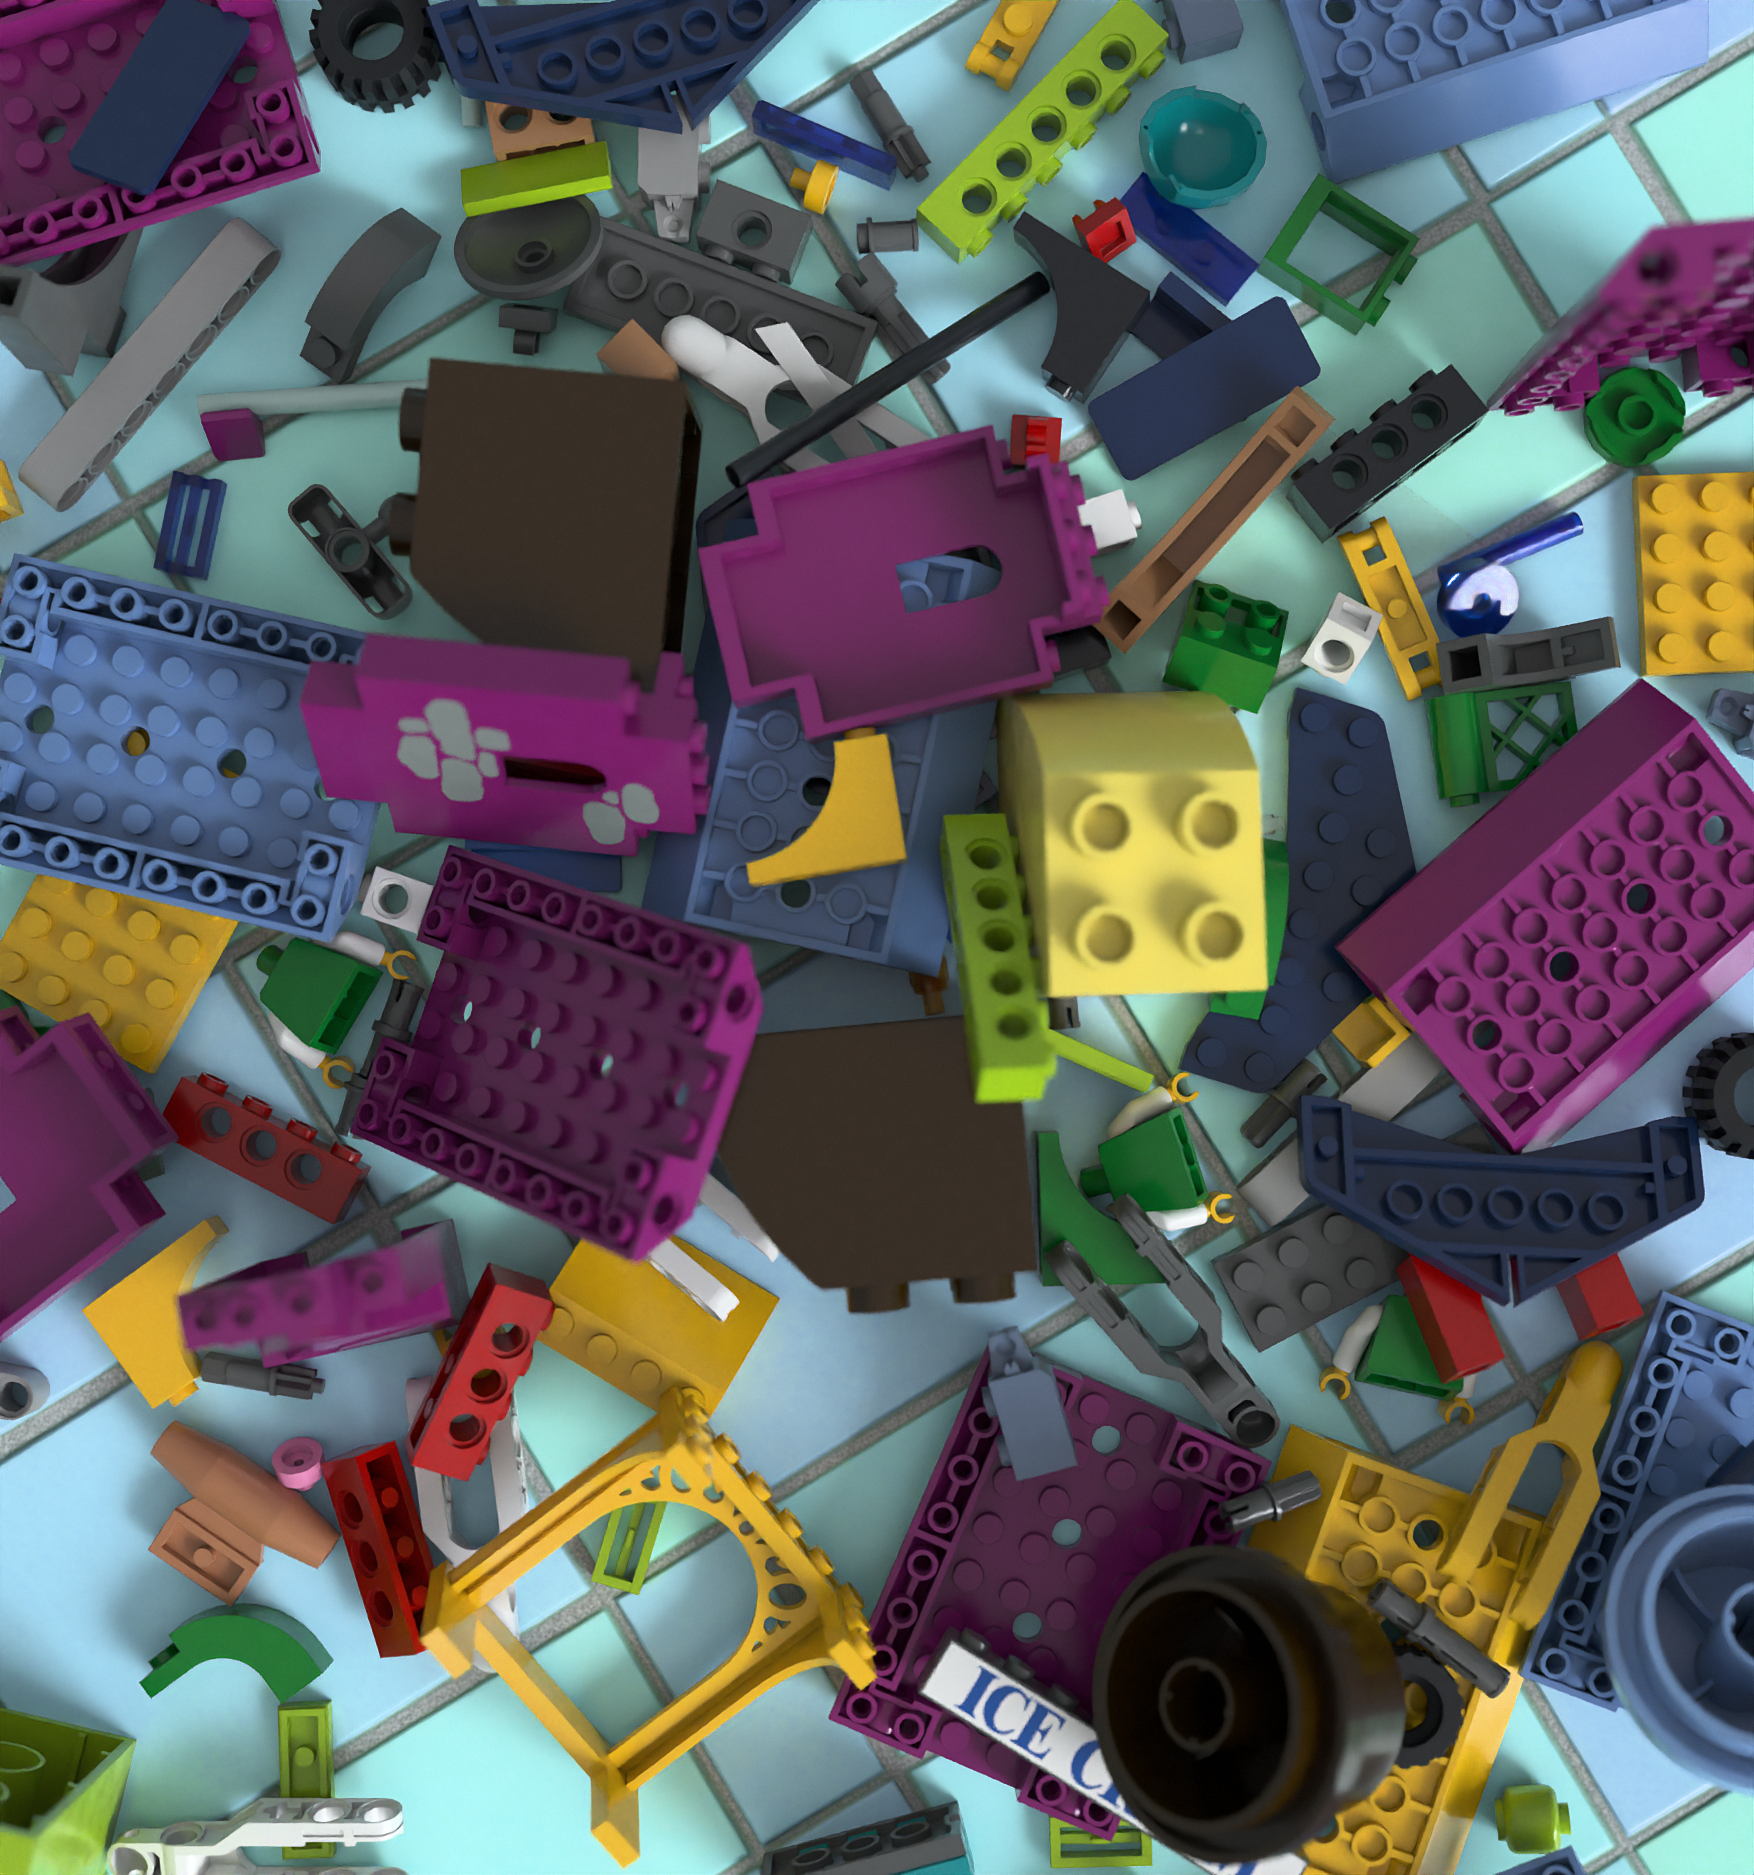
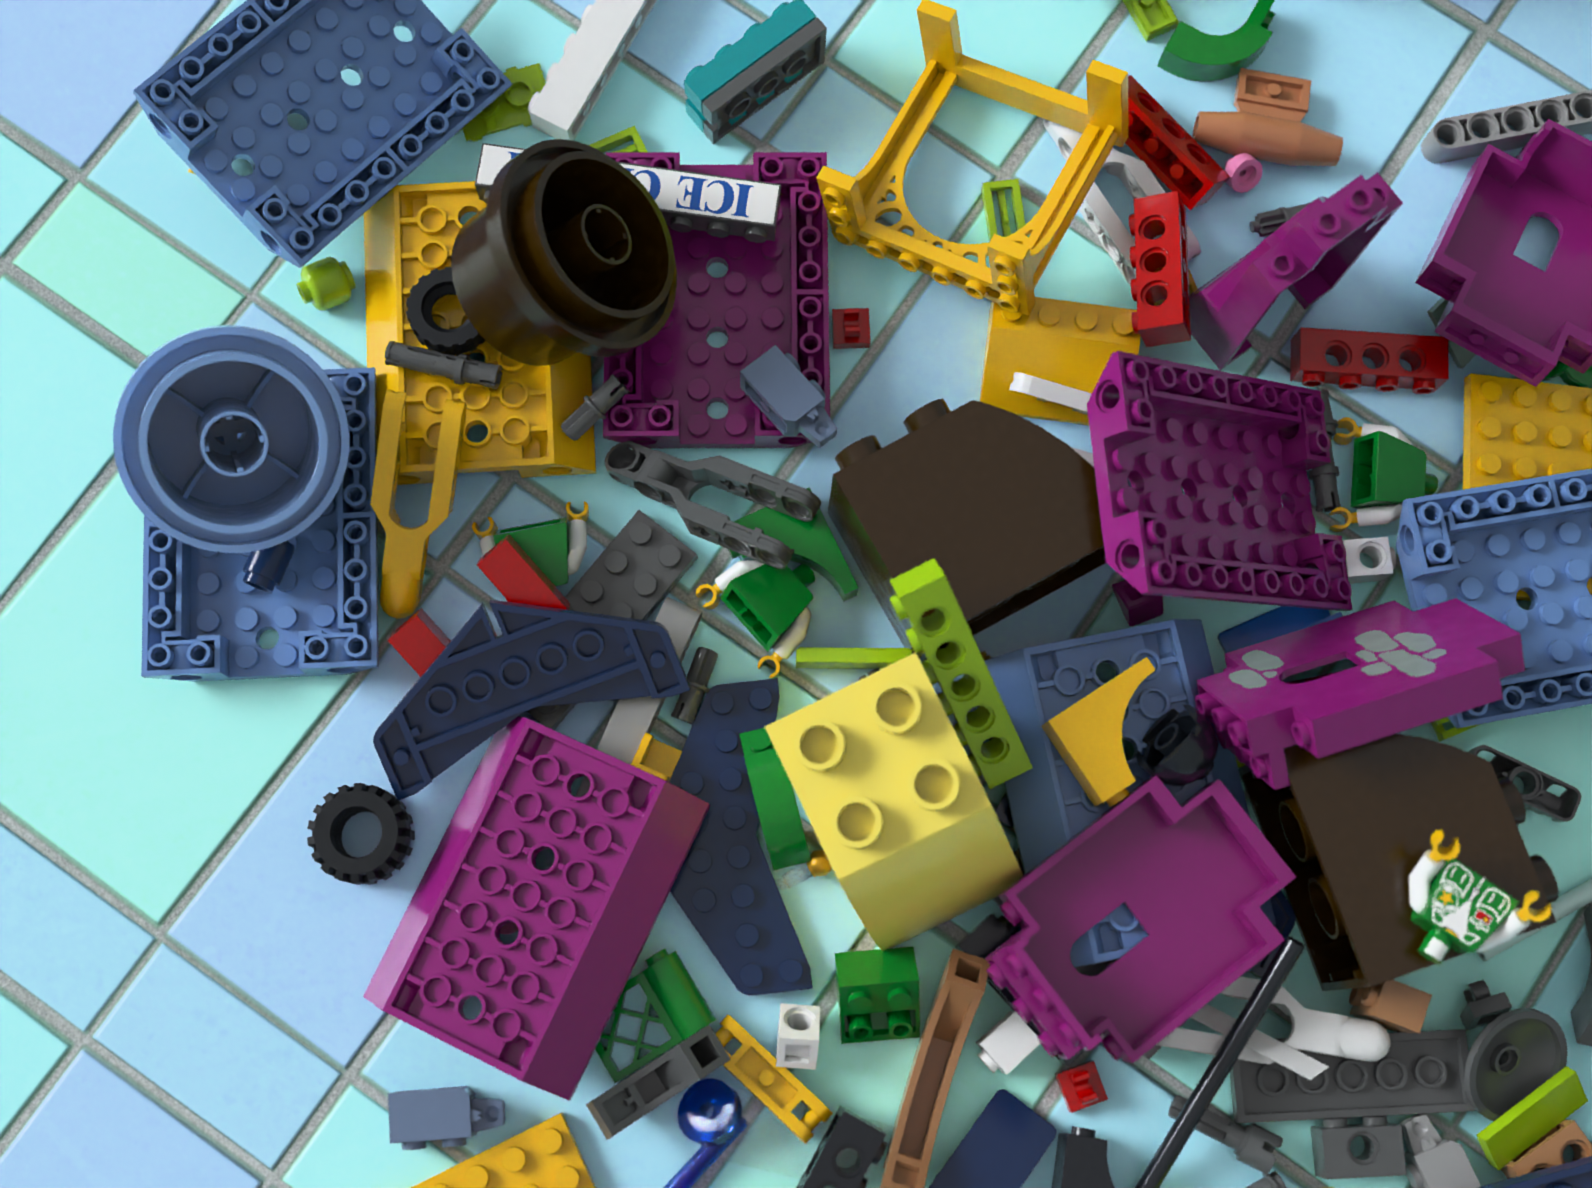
camera: 150 degrees right, 10 degrees down
(142, 1318) = (1393, 242): yellow arch -> none
(537, 417) = (1463, 907): none -> torso
(759, 758) = (1179, 747): none -> black cylinder
(892, 1474) = (851, 328): none -> red tile

